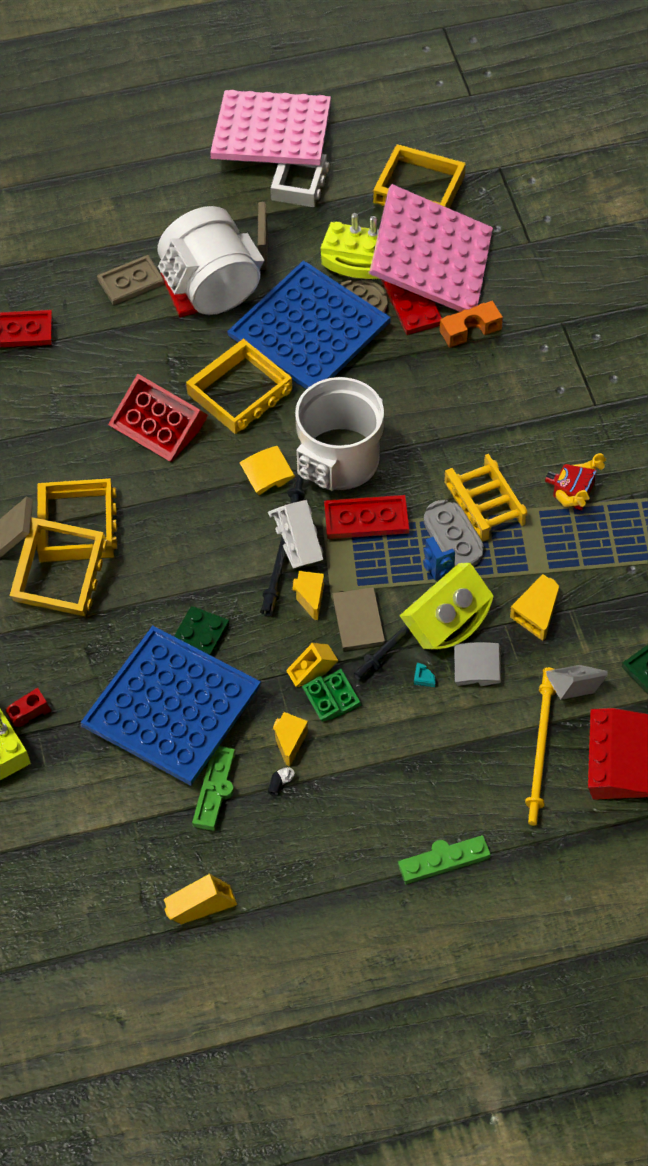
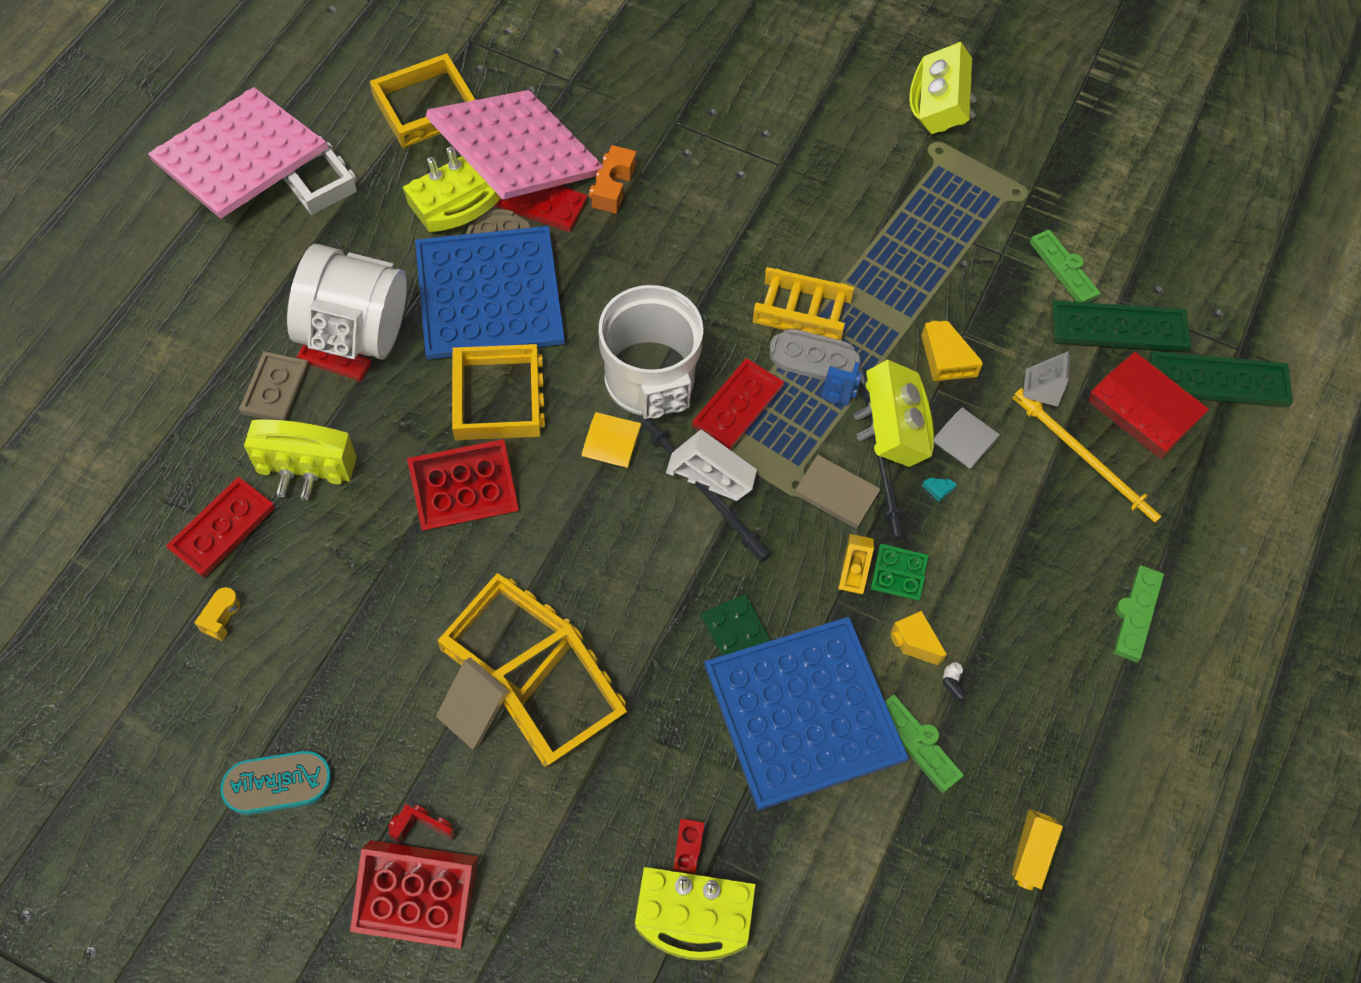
camera: 55 degrees left, 5 degrees up
(94, 323) = (300, 450): none -> neon yellow piece
(263, 233) = (347, 240): dark tan tile -> none
(309, 591) = (778, 507): yellow slope -> none
(575, 482) = (851, 234): torso -> none

